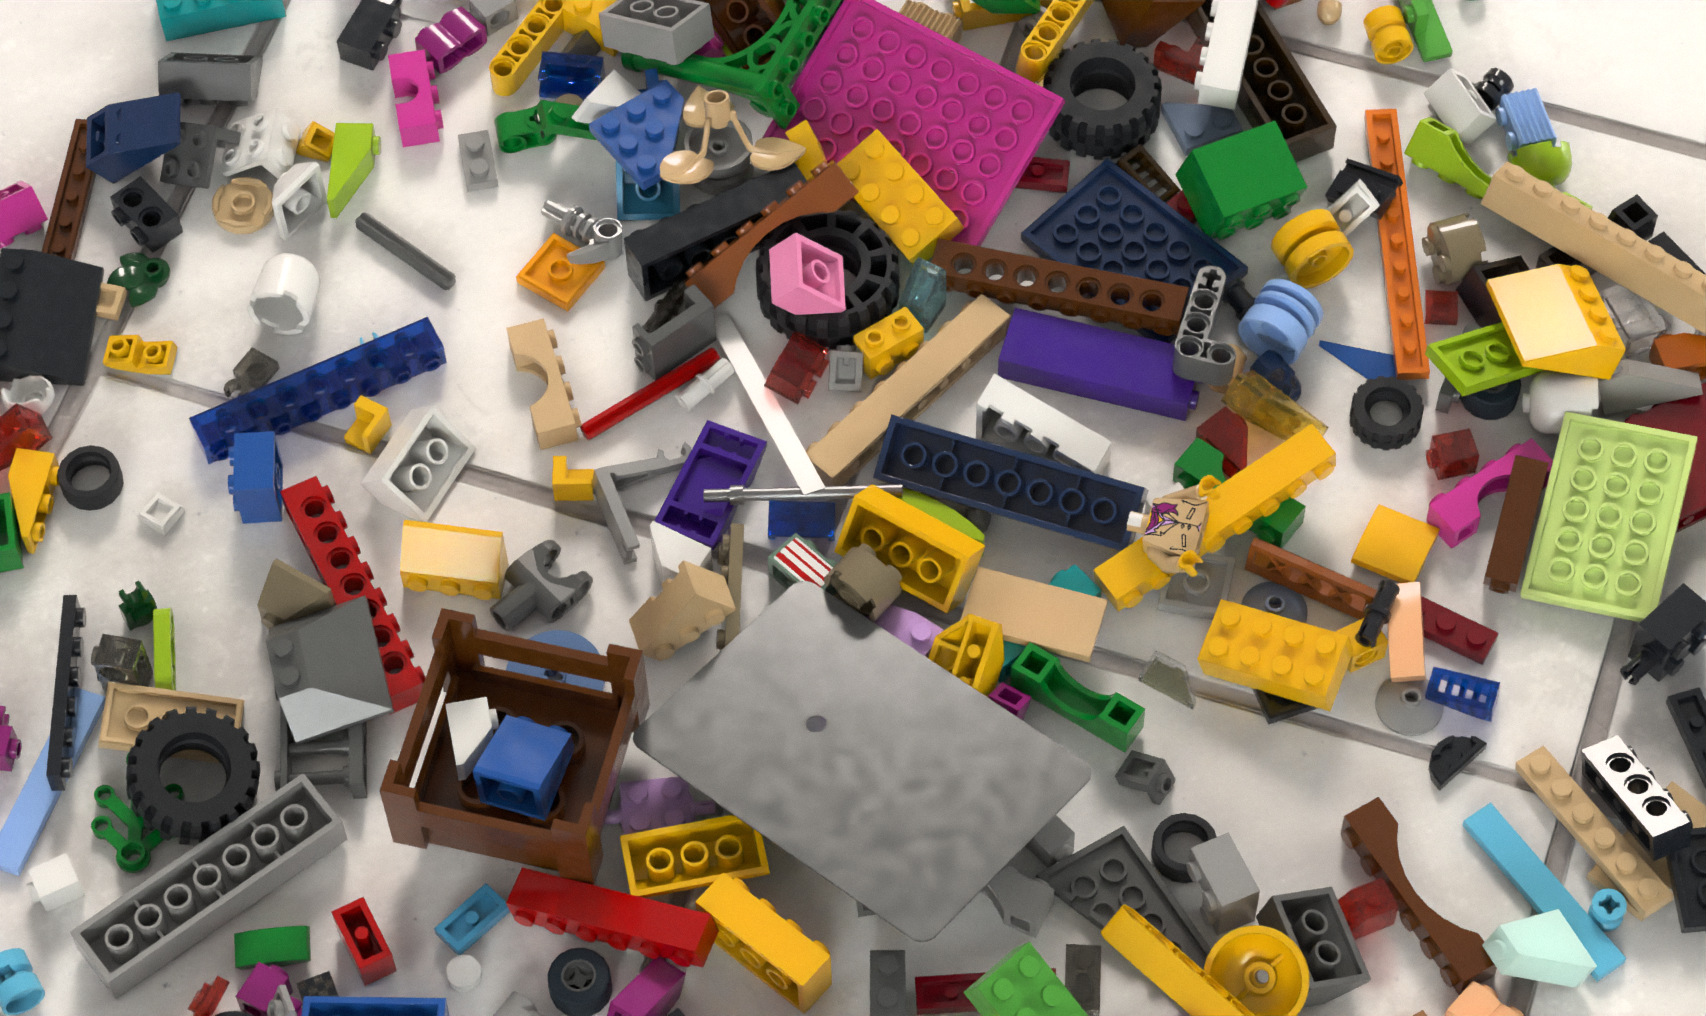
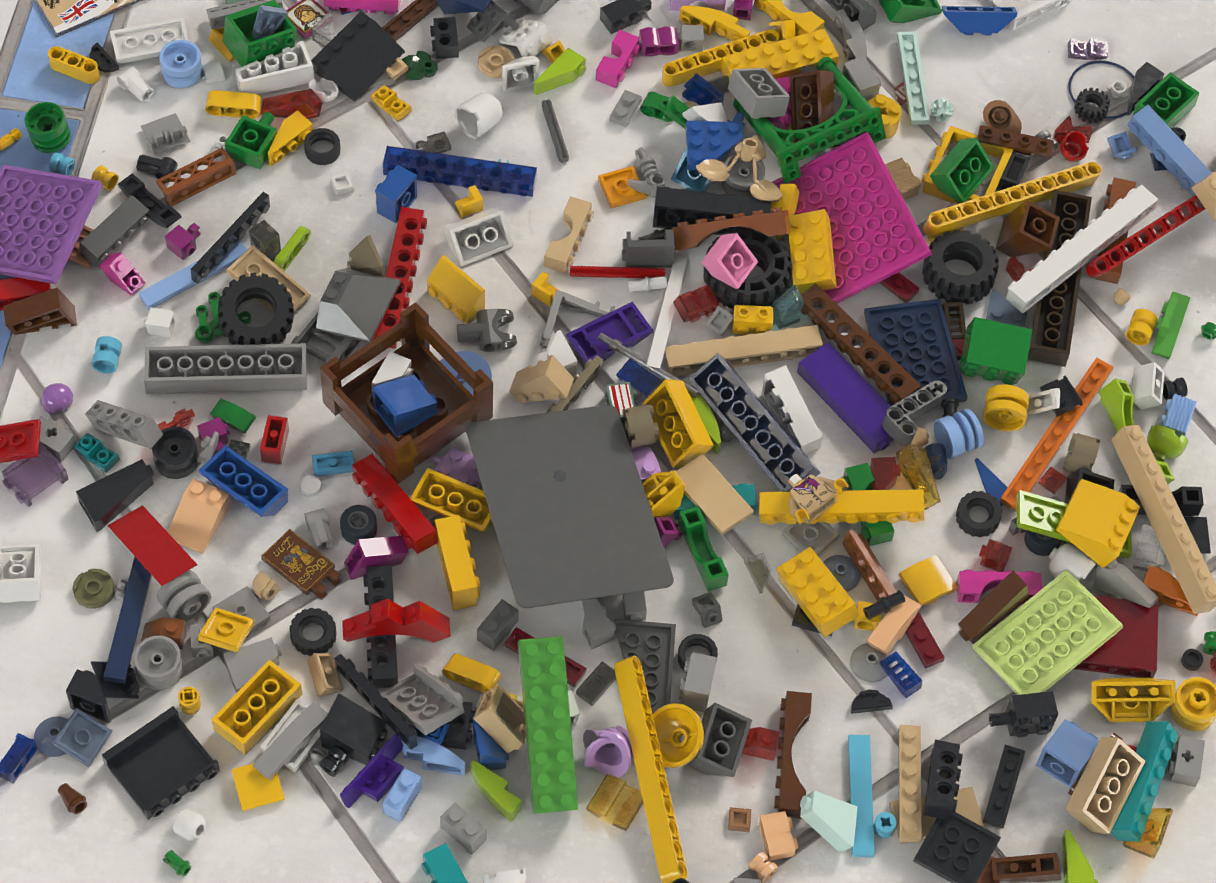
camera: 30 degrees right, 0 degrees up
(137, 606) = (294, 218): dark green plate -> none

